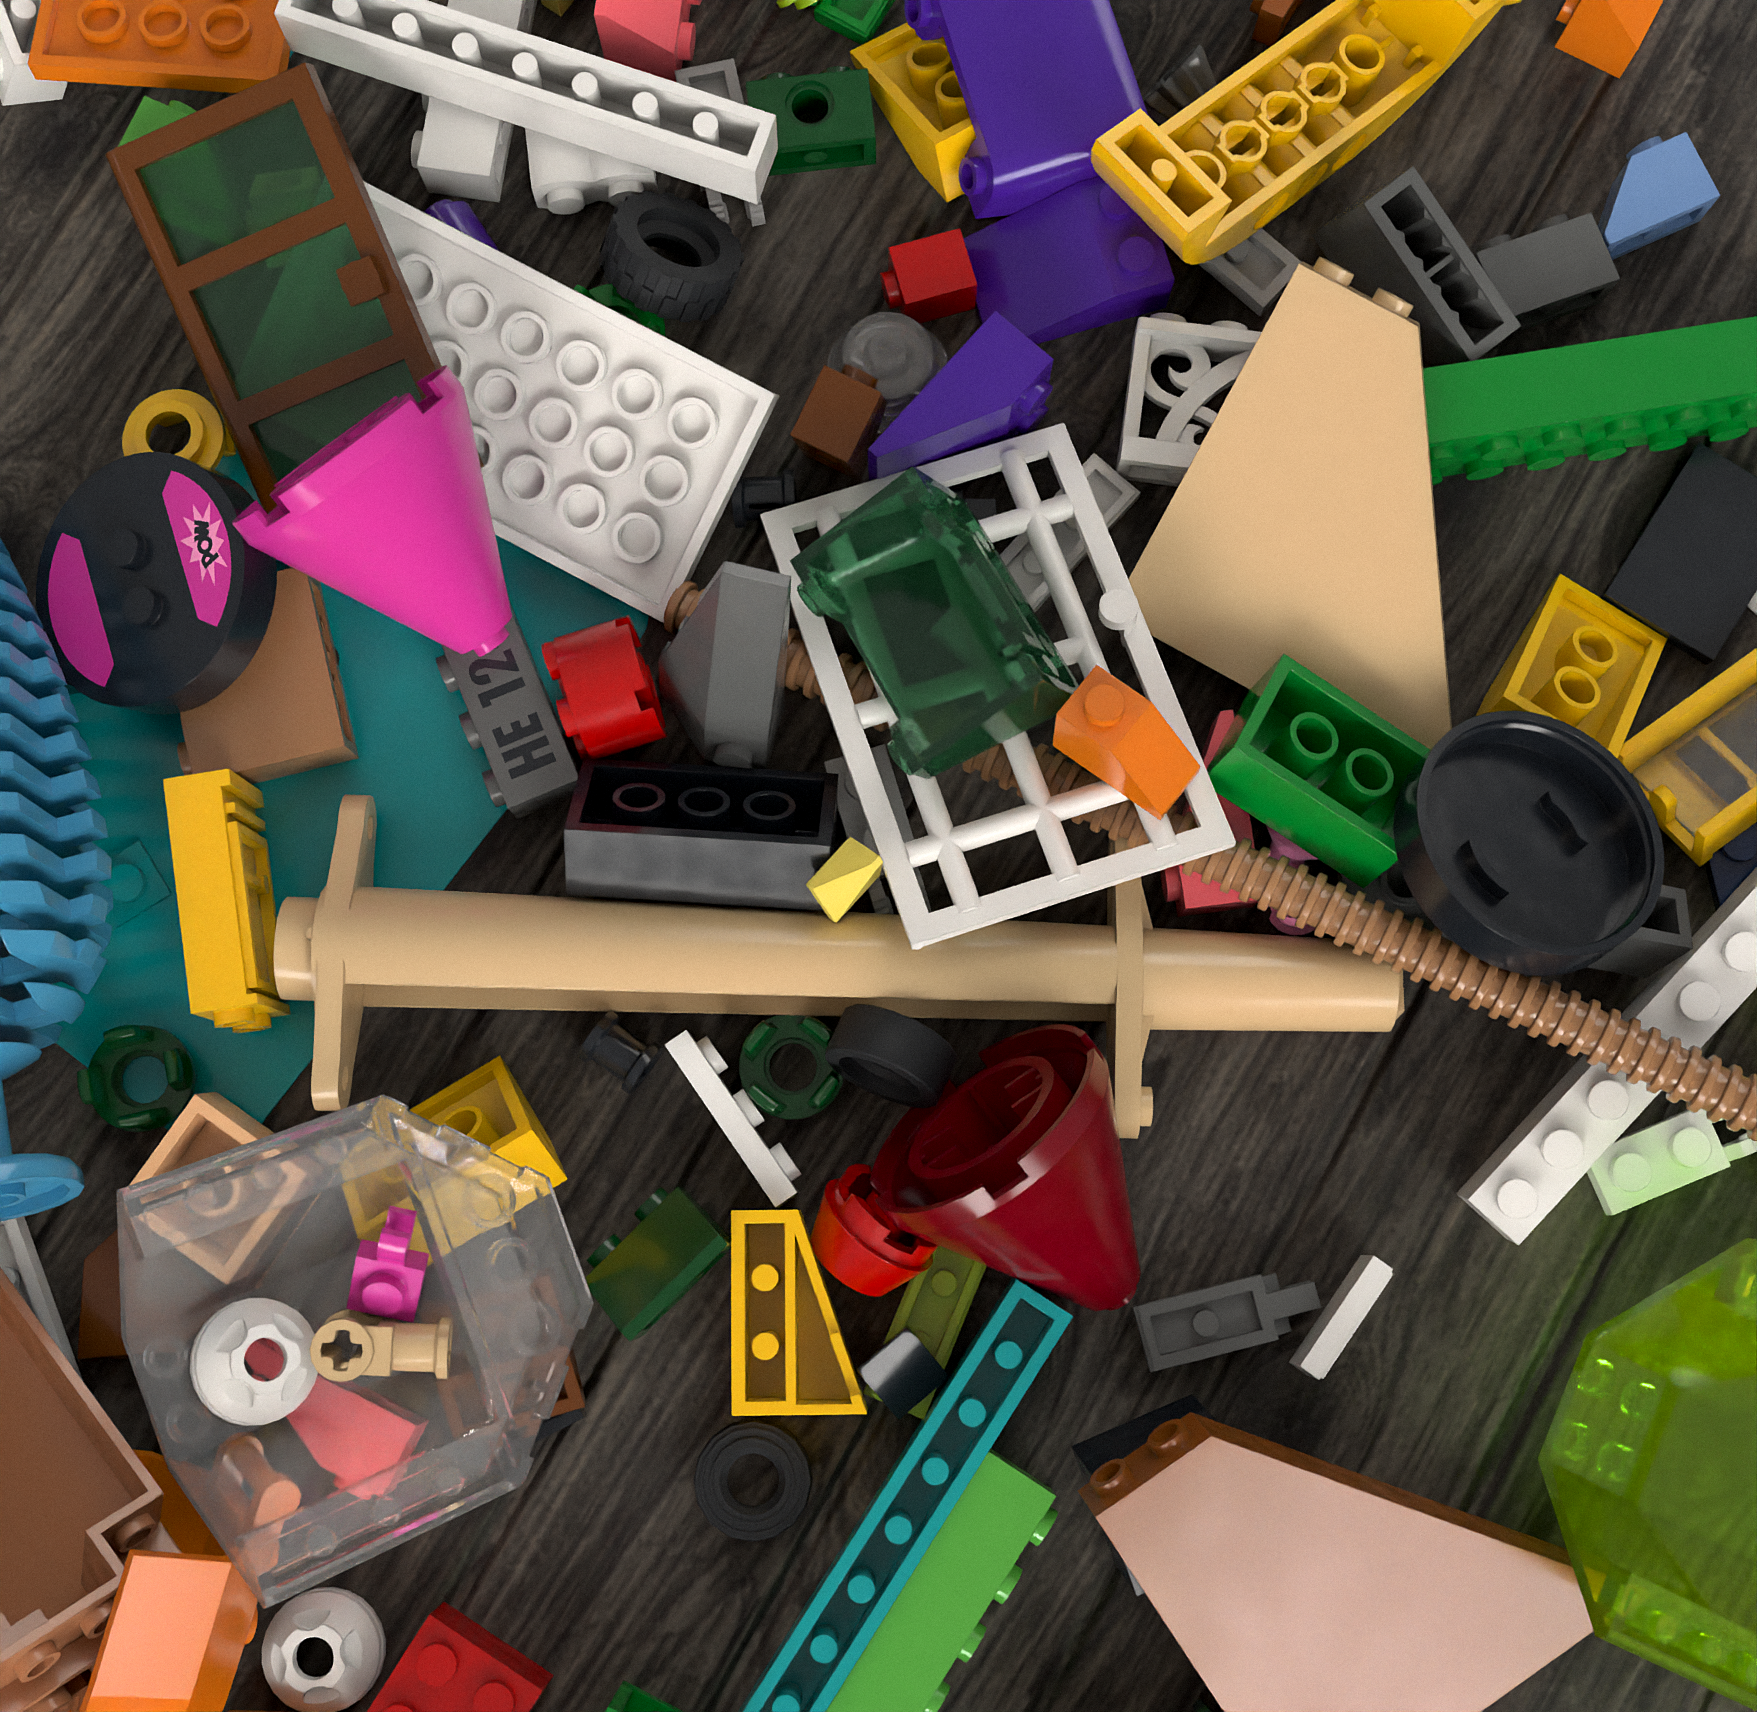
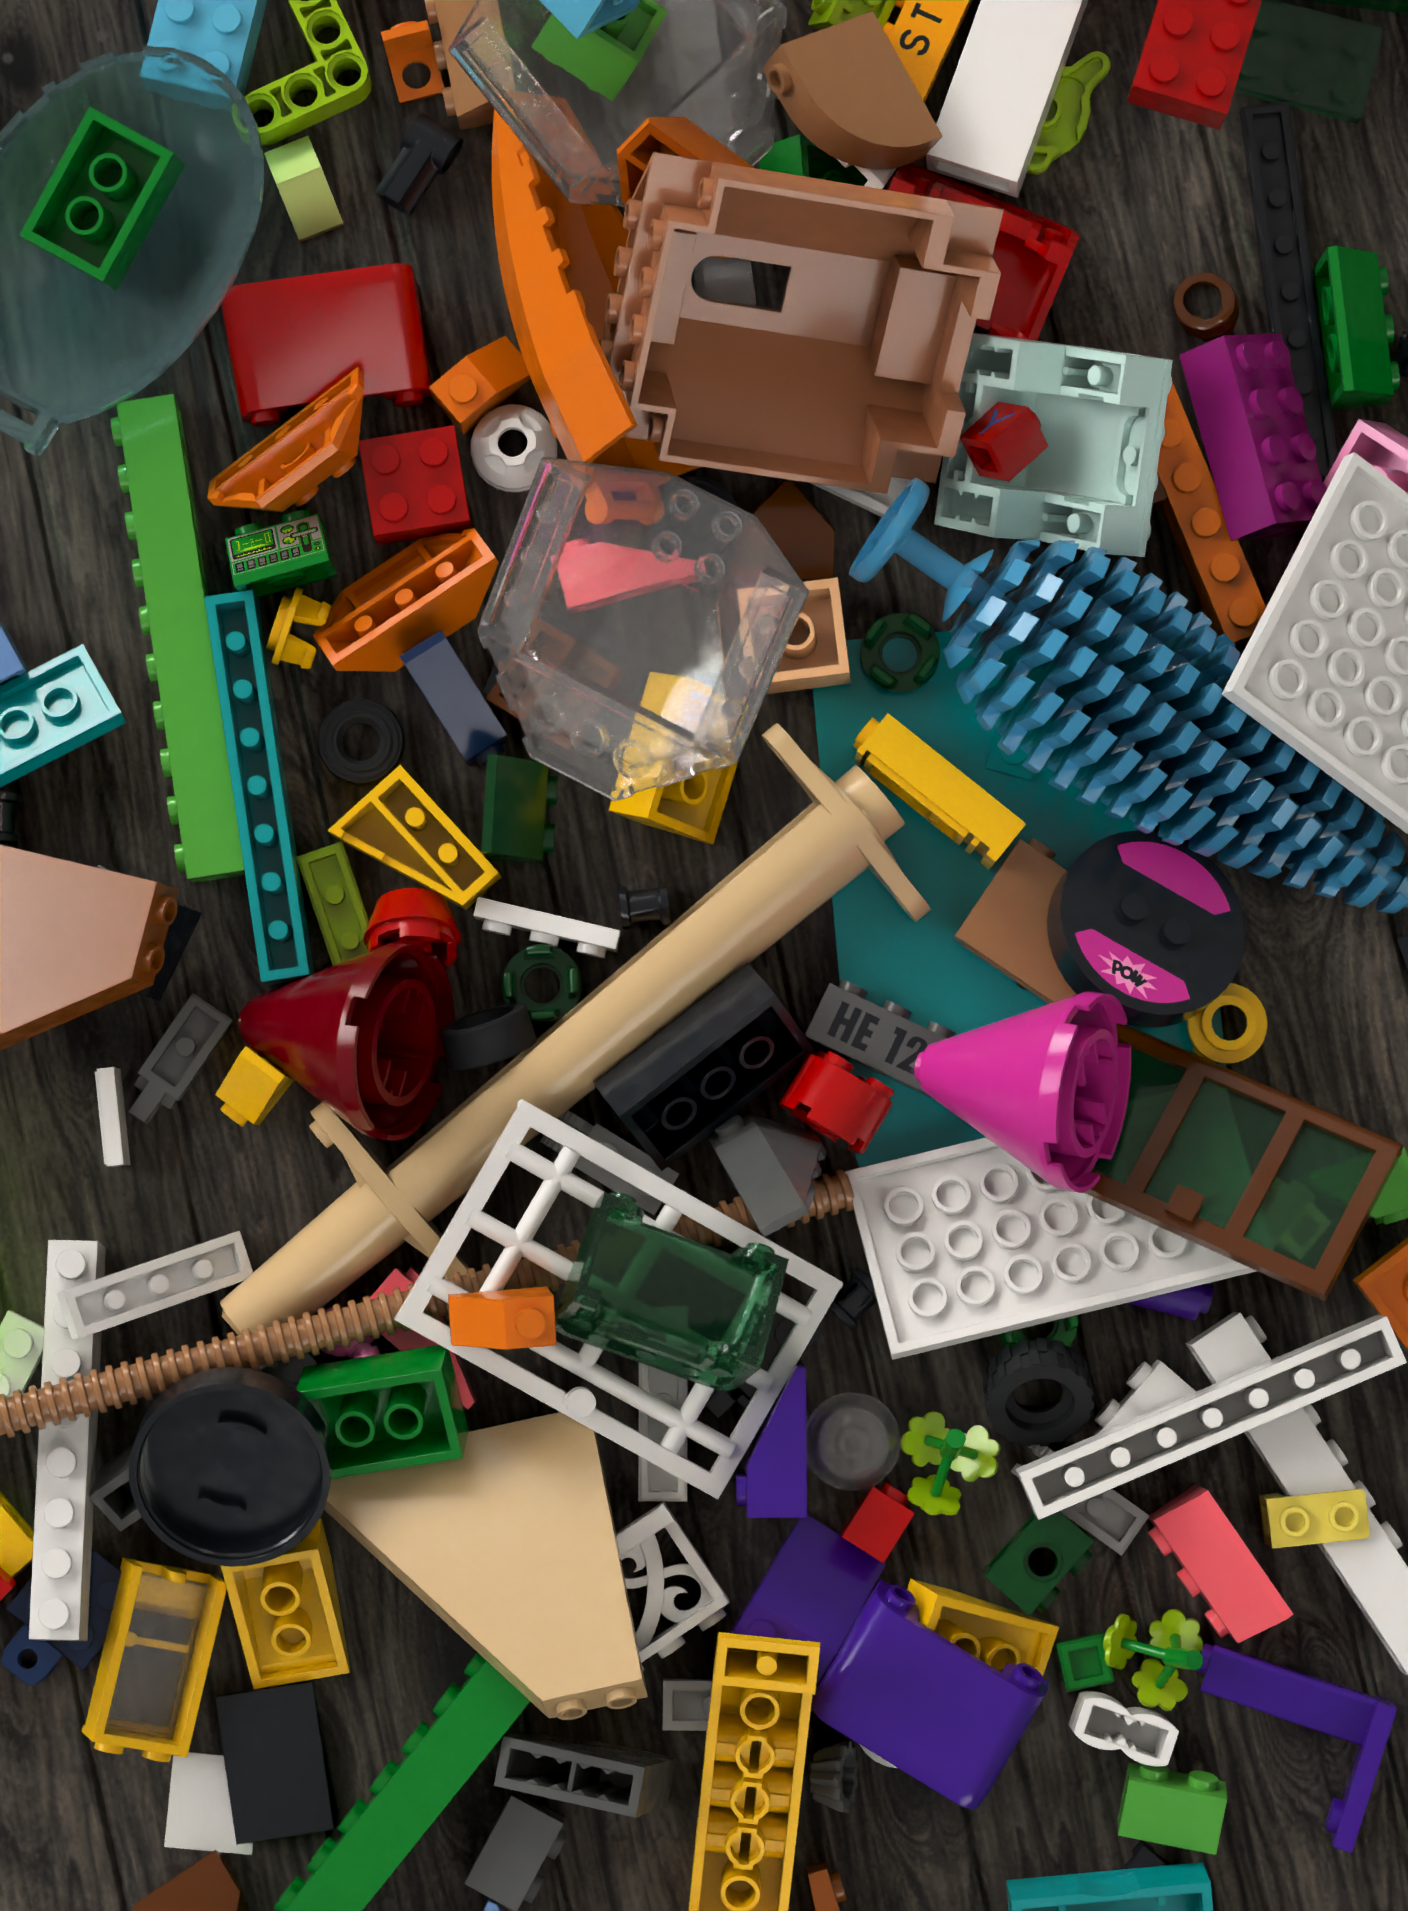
camera: 135 degrees right, 5 degrees up
(220, 1370) = (693, 551): white piece -> none
(385, 1346) = (619, 633): tan connector -> none
(388, 1273) = (648, 673): dark pink plate -> none
(572, 1582) = (406, 600): none -> orange wedge
(616, 1436) = (455, 699): none -> dark blue slope
(690, 1677) = (299, 610): none -> yellow piece
(790, 266) = (965, 1453): none -> lime plant
(841, 420) = (843, 1377): reddish brown slope -> none
(845, 878) = (597, 1107): light yellow slope -> none
(902, 1372) = (329, 871): black slope -> none
(1175, 1218) = (252, 1088): none -> yellow slope
(1448, 1102) = (155, 1285): none -> white plate

